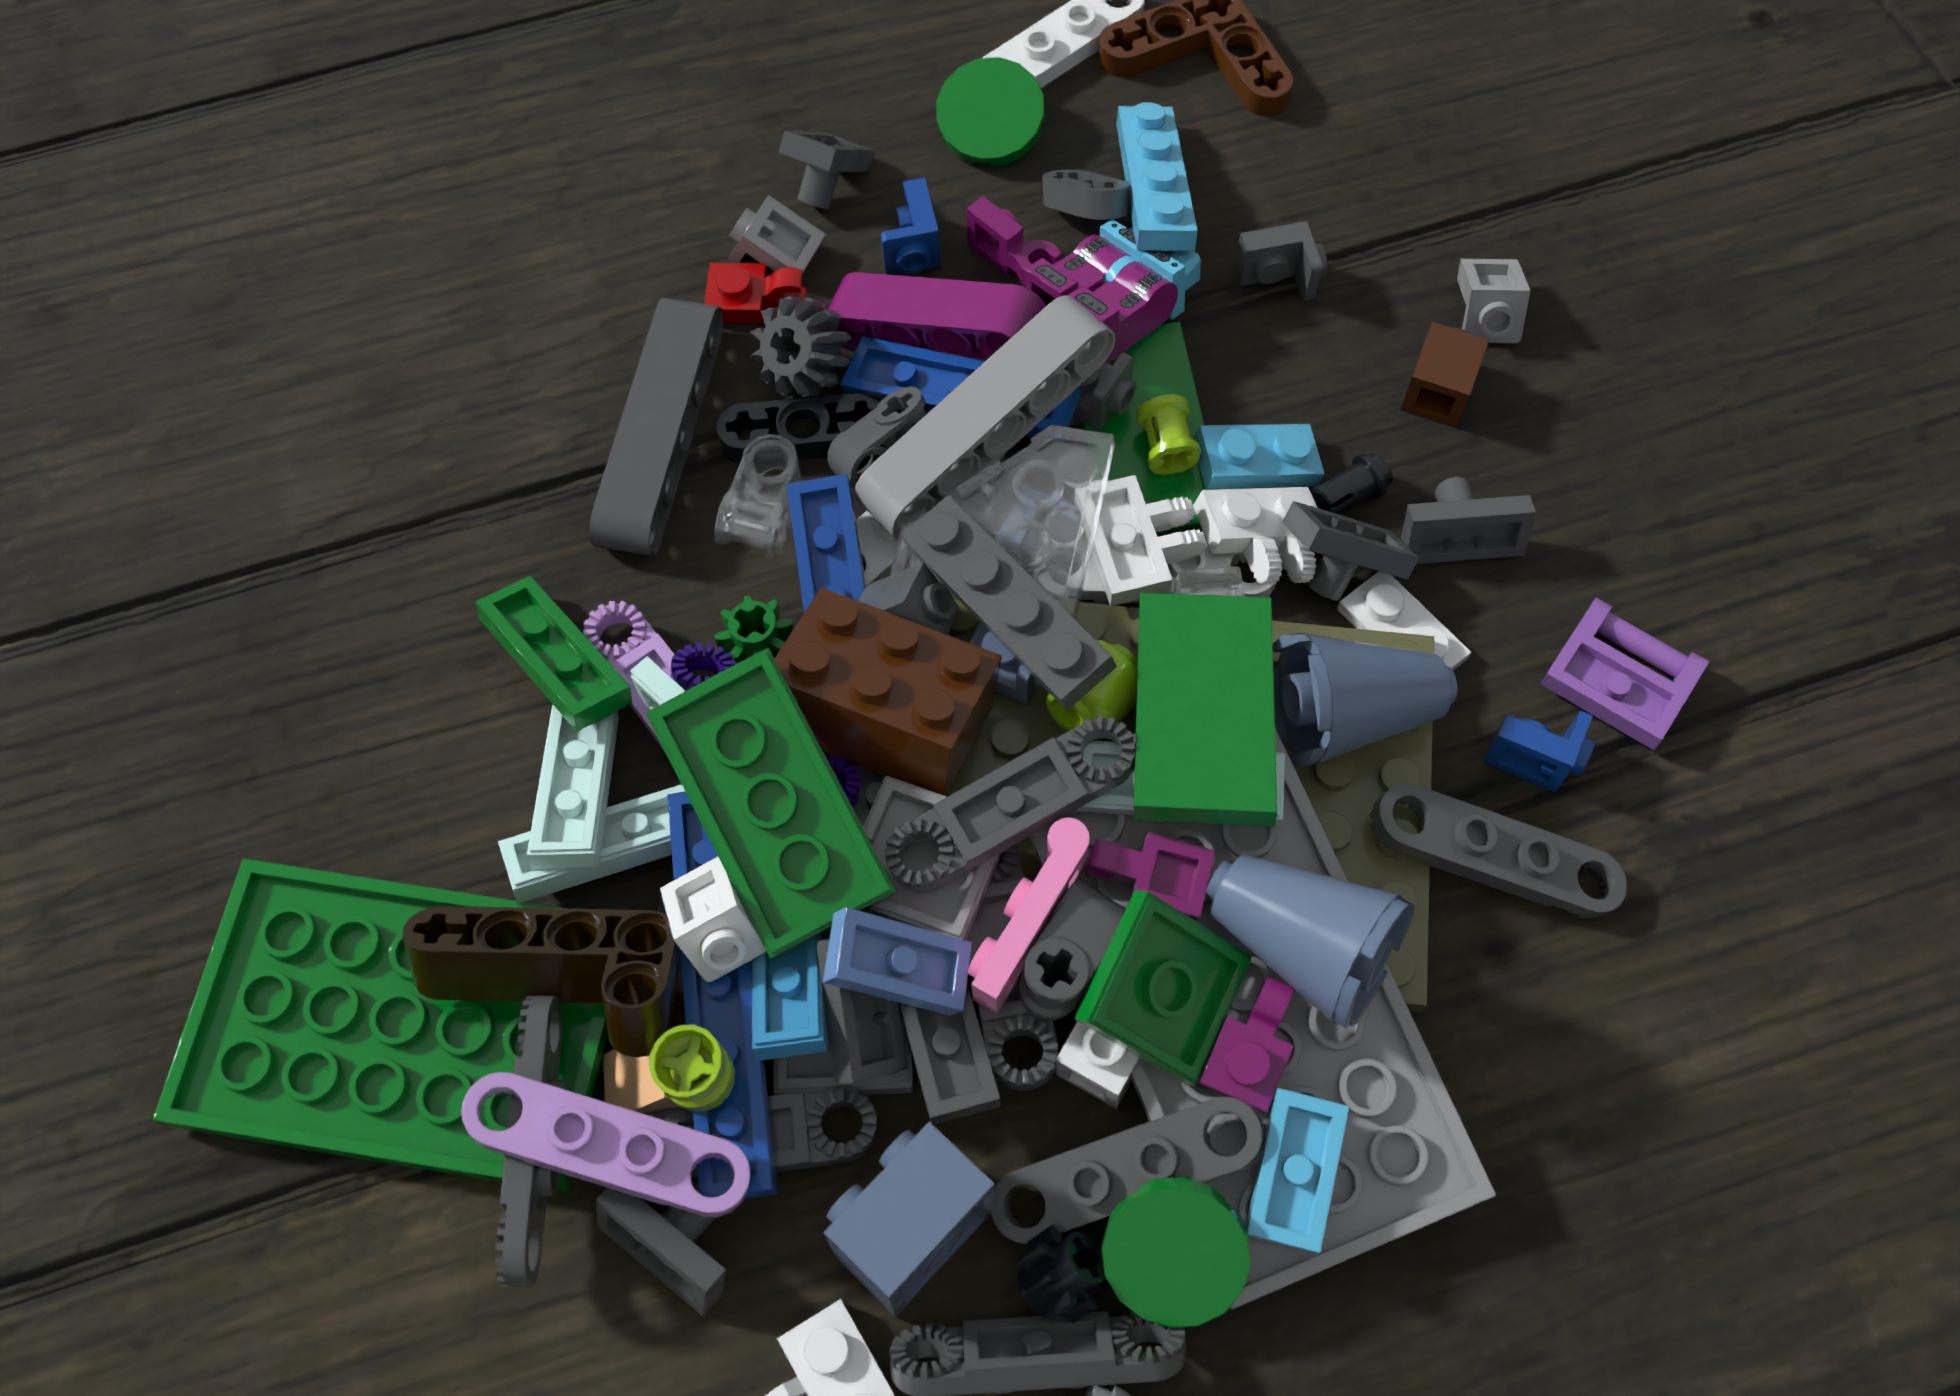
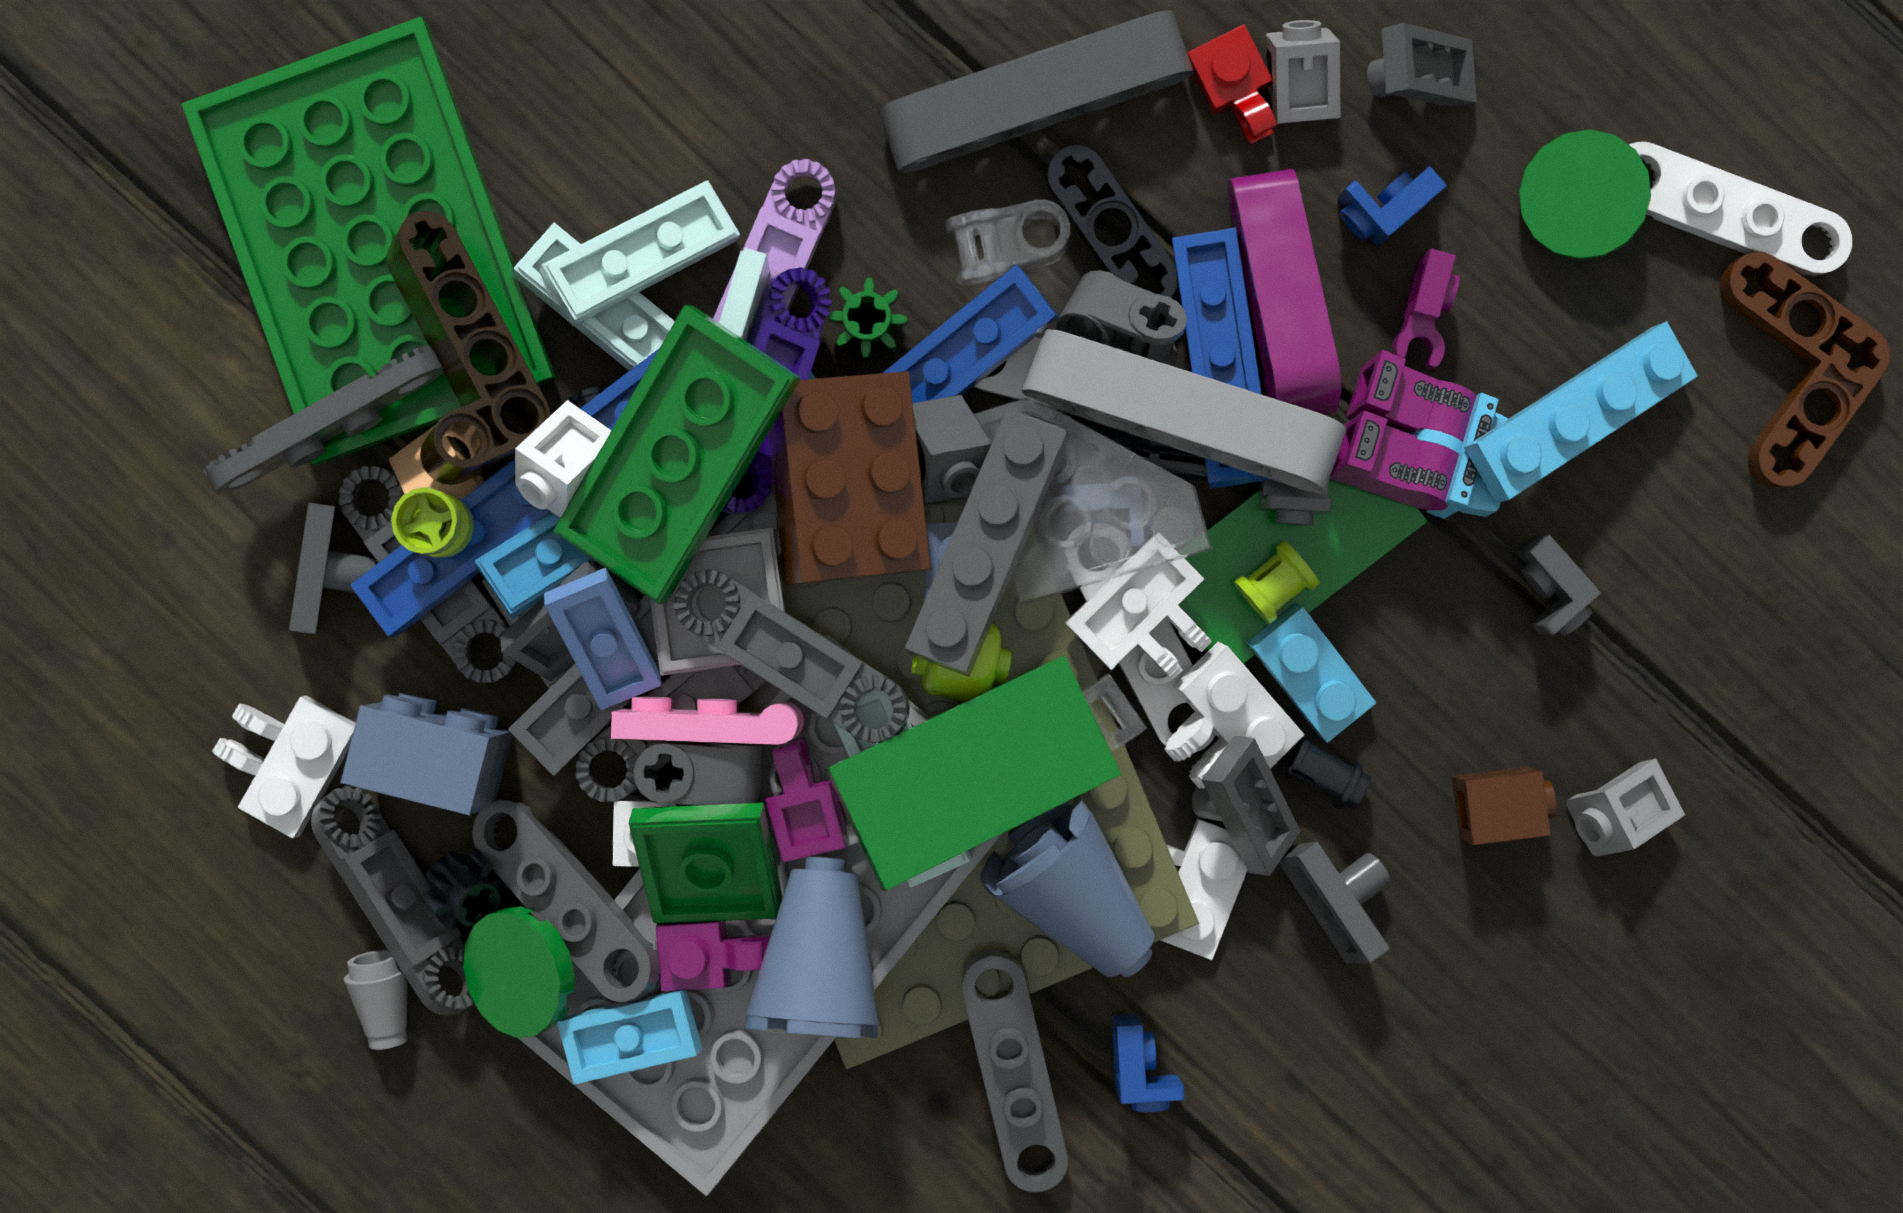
camera: 60 degrees right, 25 degrees up
(554, 653) = (749, 152): green plate -> none
(605, 1144) = (338, 492): lavender plate -> none
(800, 347) = (1184, 179): dark grey gear -> none
(1086, 194) = (1528, 338): dark grey beam -> none
(1617, 685) = (1242, 1105): medium lavender plate -> none

